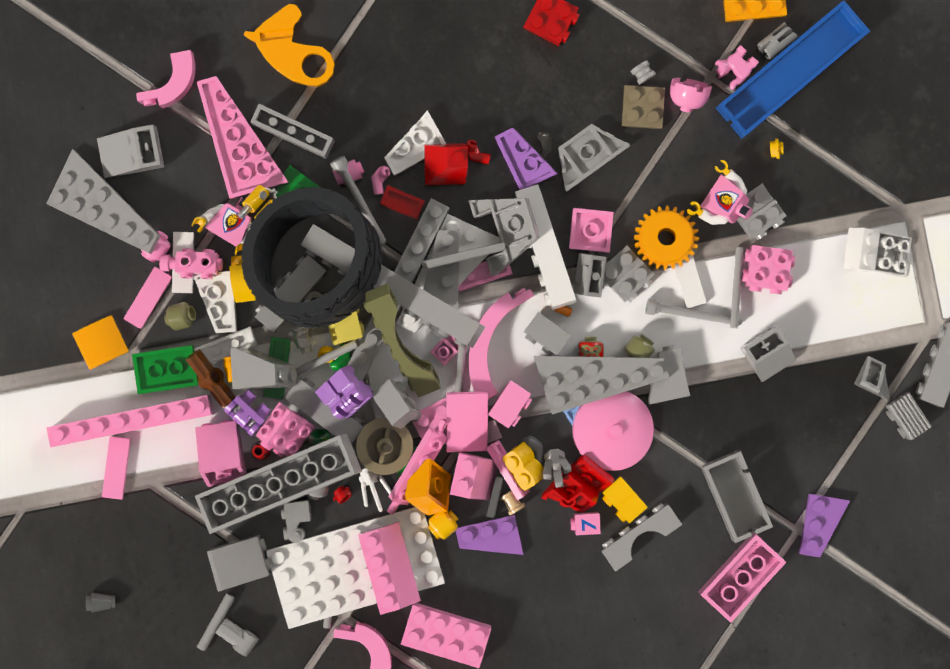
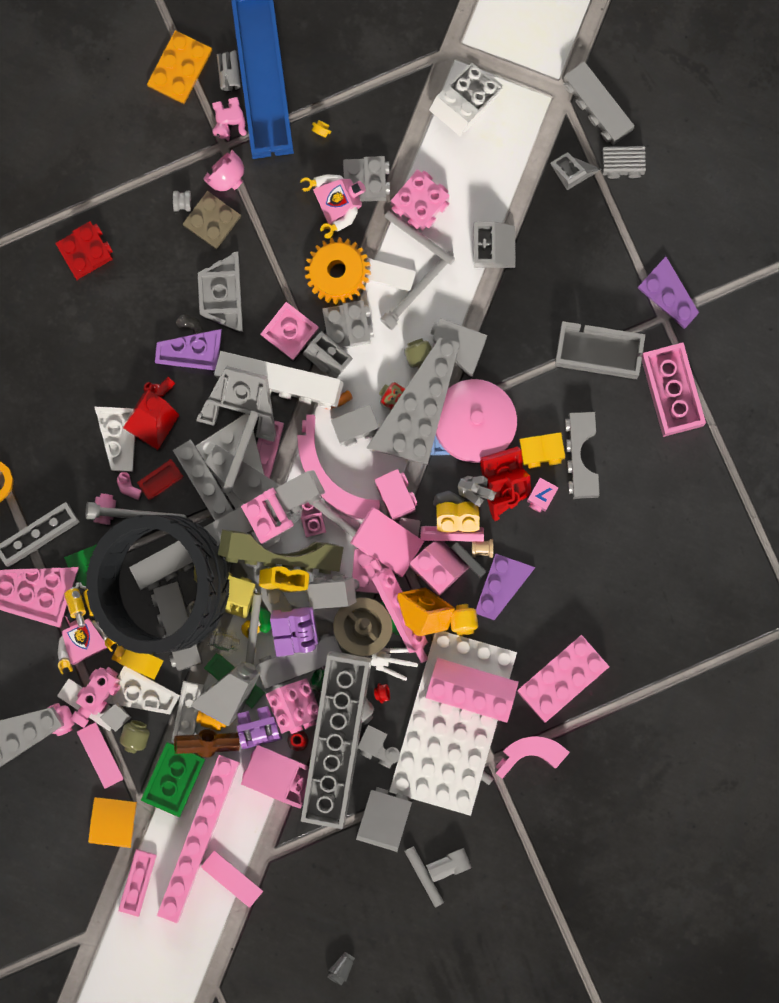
camera: 55 degrees left, 5 degrees down
(65, 393) = (137, 882): none -> bright pink tile
(185, 290) = (115, 716): none -> light grey slope
(381, 358) = (283, 579): none -> yellow brick
(417, 309) = (261, 518): none -> bright pink plate

